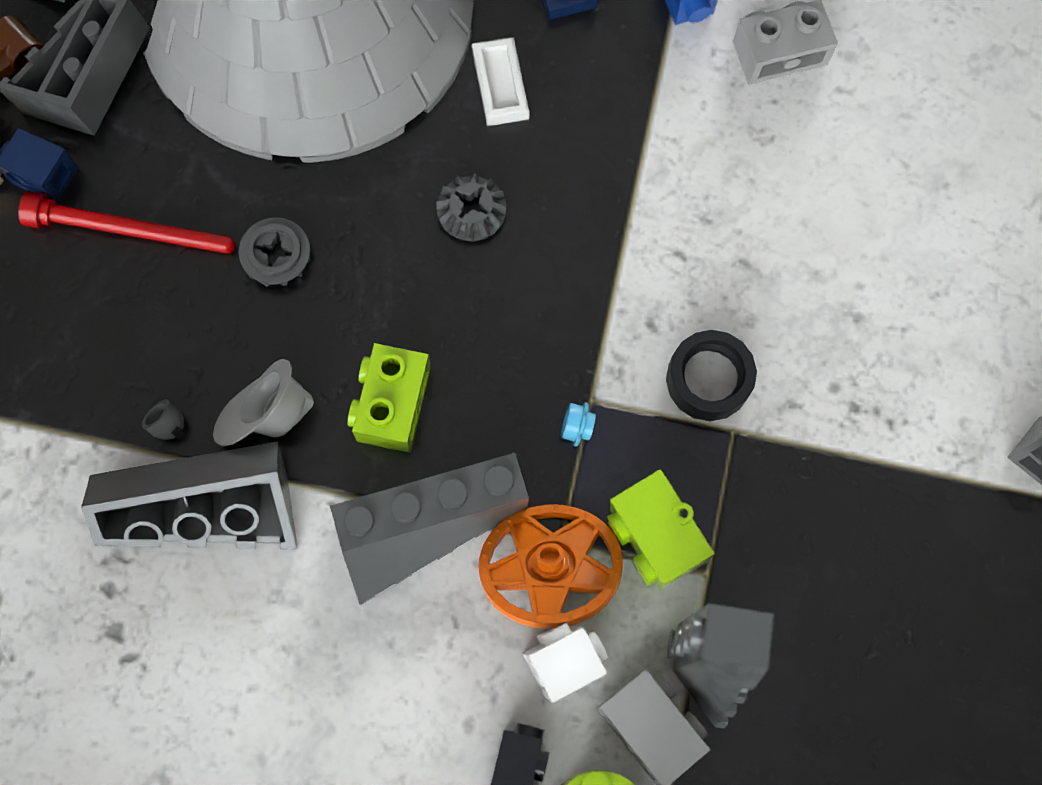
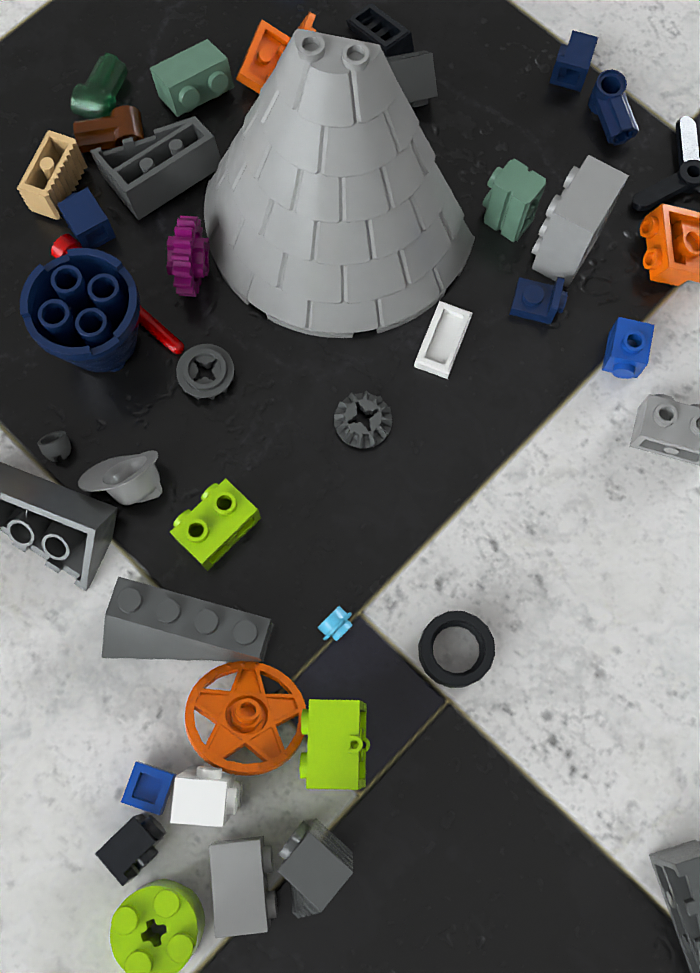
camera: 35 degrees right, 0 degrees up
(112, 251) = (83, 309): none -> dark blue cone
(181, 139) = (188, 256): none -> magenta gear
(496, 698) = (148, 788): none -> blue plate

